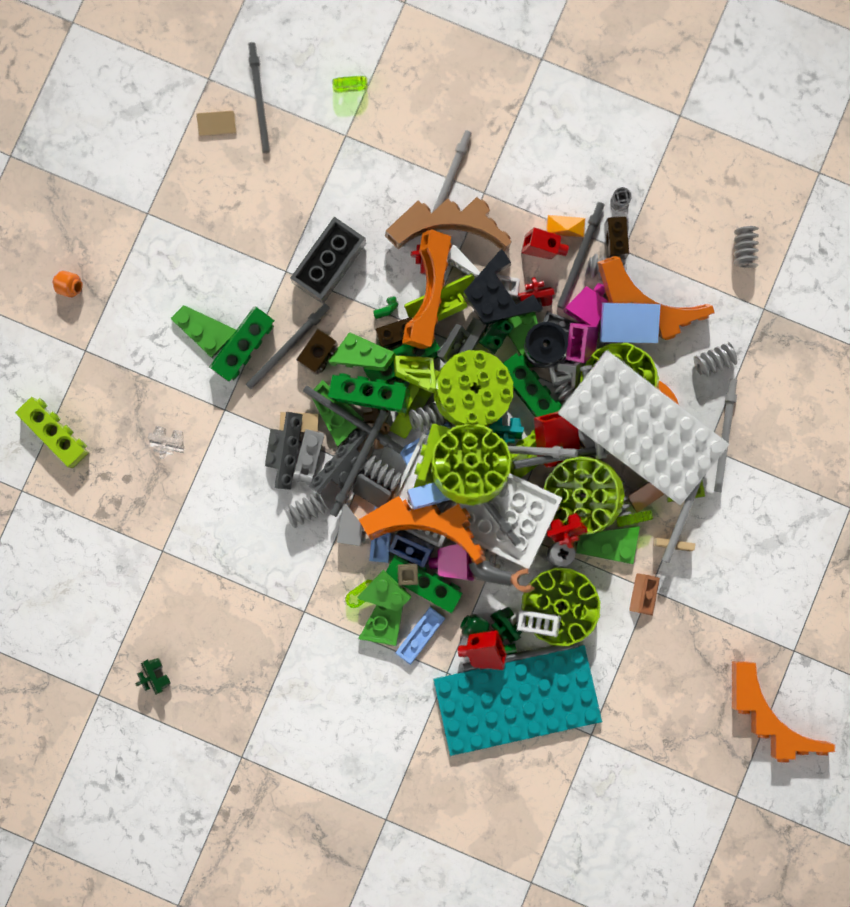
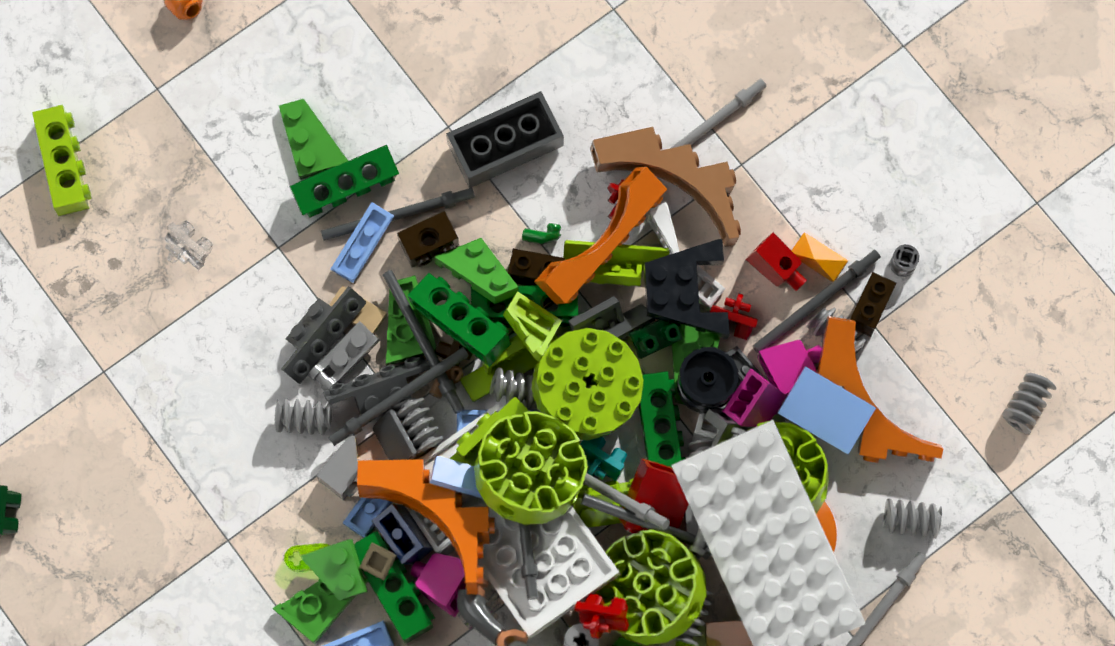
camera: 30 degrees right, 10 degrees down
(276, 377) = (362, 242): none -> light blue tile

